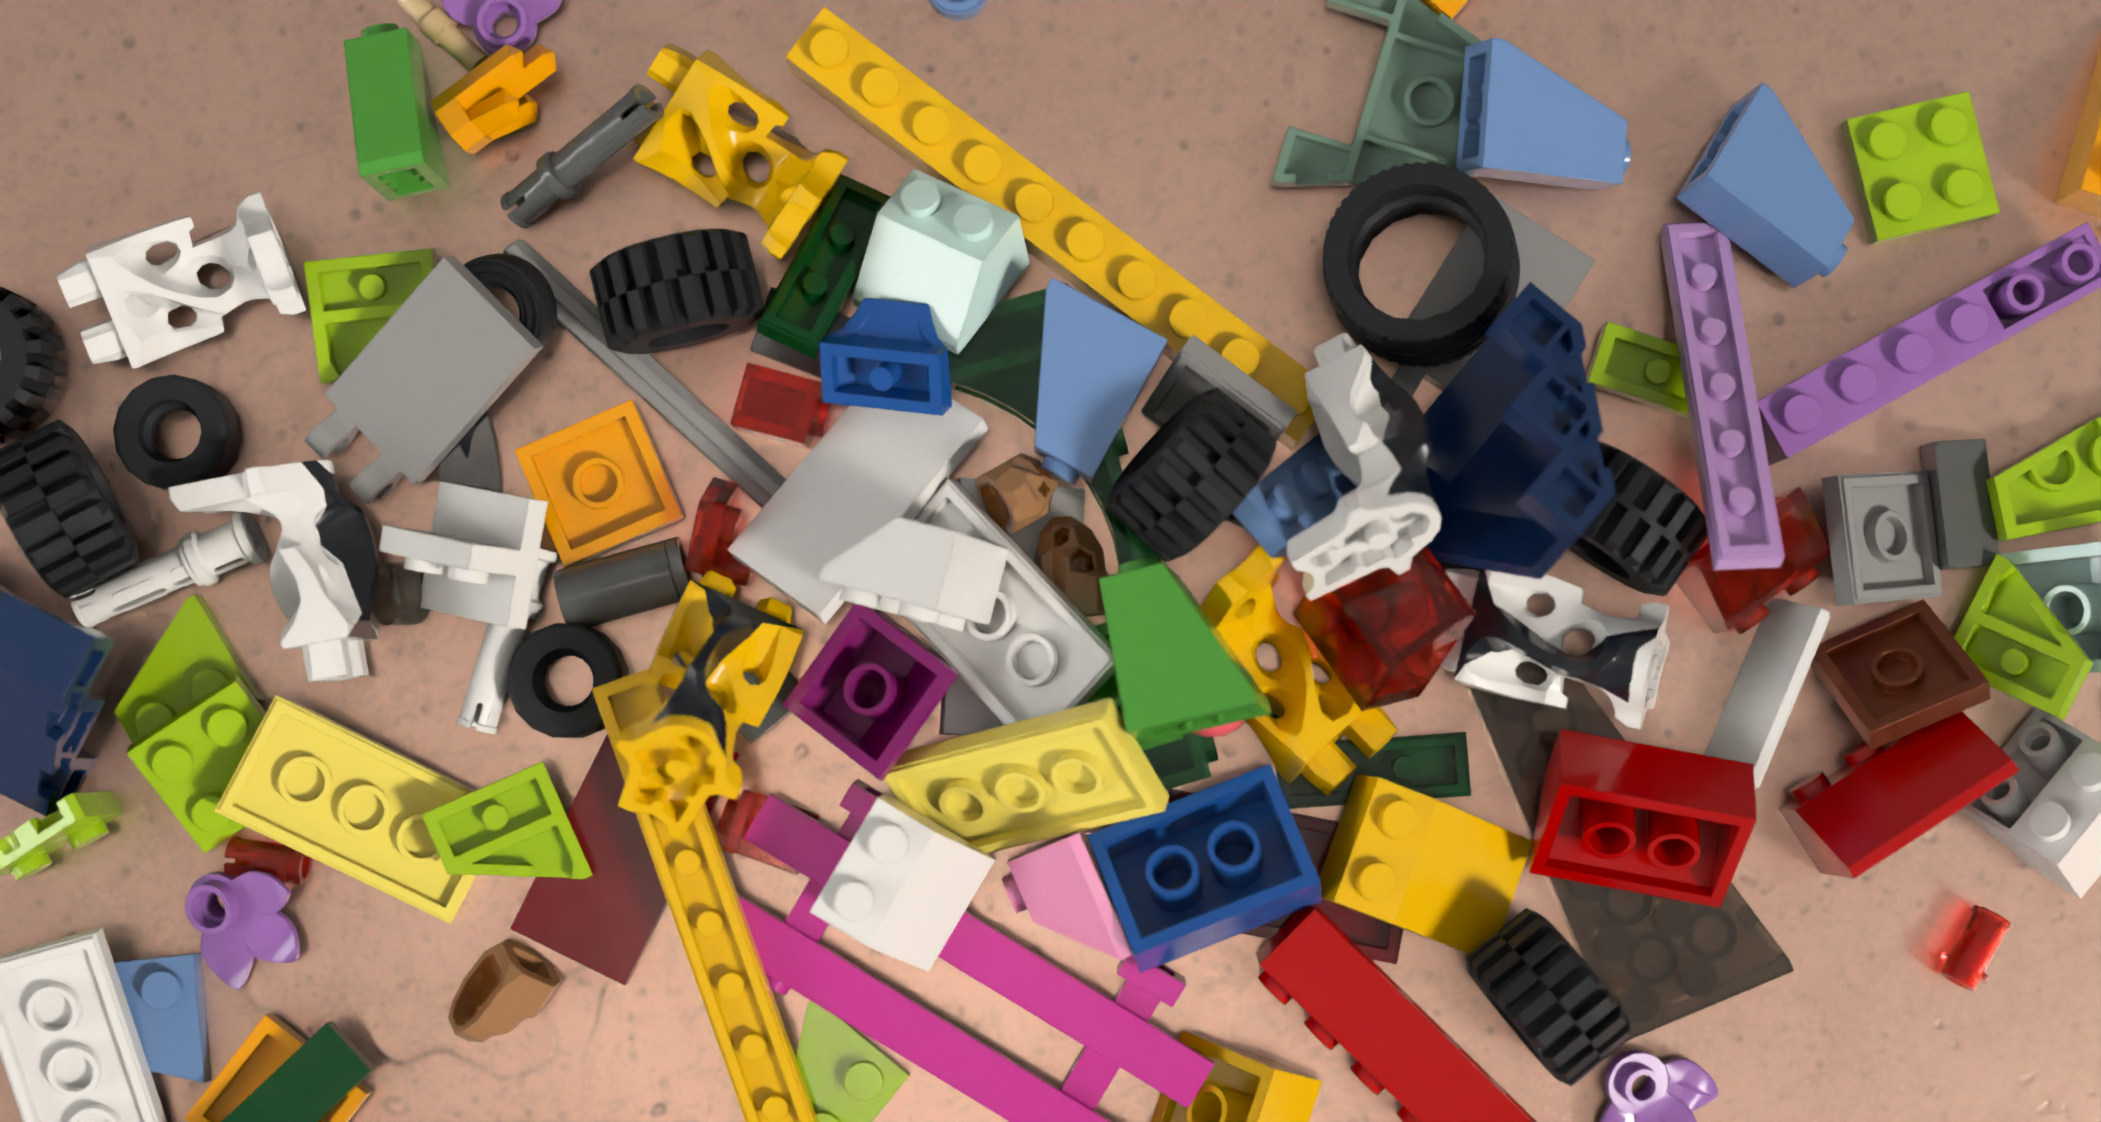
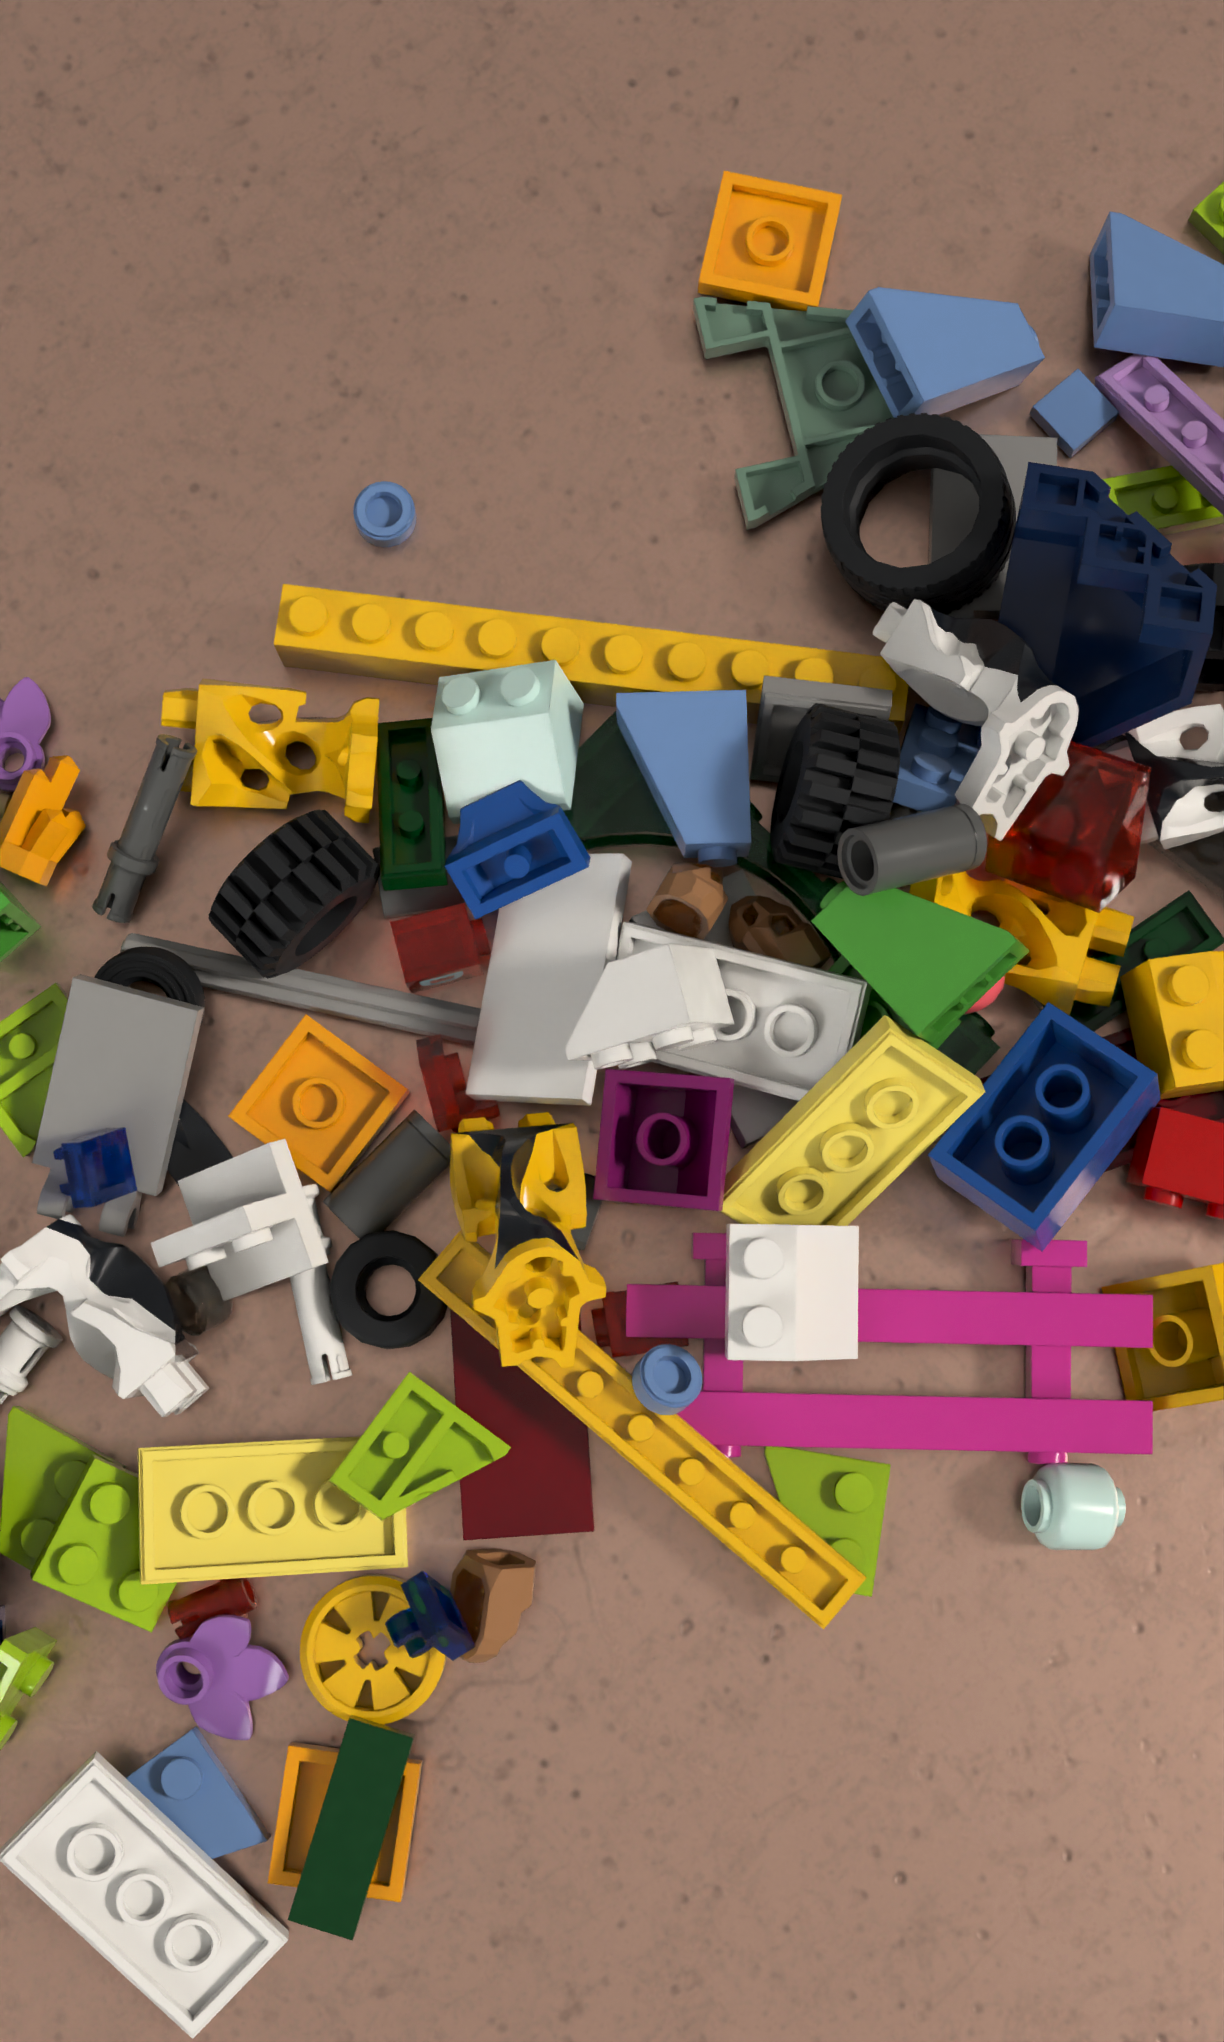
camera: 25 degrees left, 5 degrees down
(353, 948) = (331, 1649): none -> yellow wheel
(374, 434) = (97, 1167): none -> clear blue tile
(440, 981) = (430, 1620): none -> clear blue tile
(754, 896) = (667, 1379): none -> medium blue tile
(1065, 894) = (938, 1220): bright pink slope -> none
(1218, 568) = (911, 849): none -> dark grey pin
(1626, 245) = (1074, 413): none -> medium blue tile

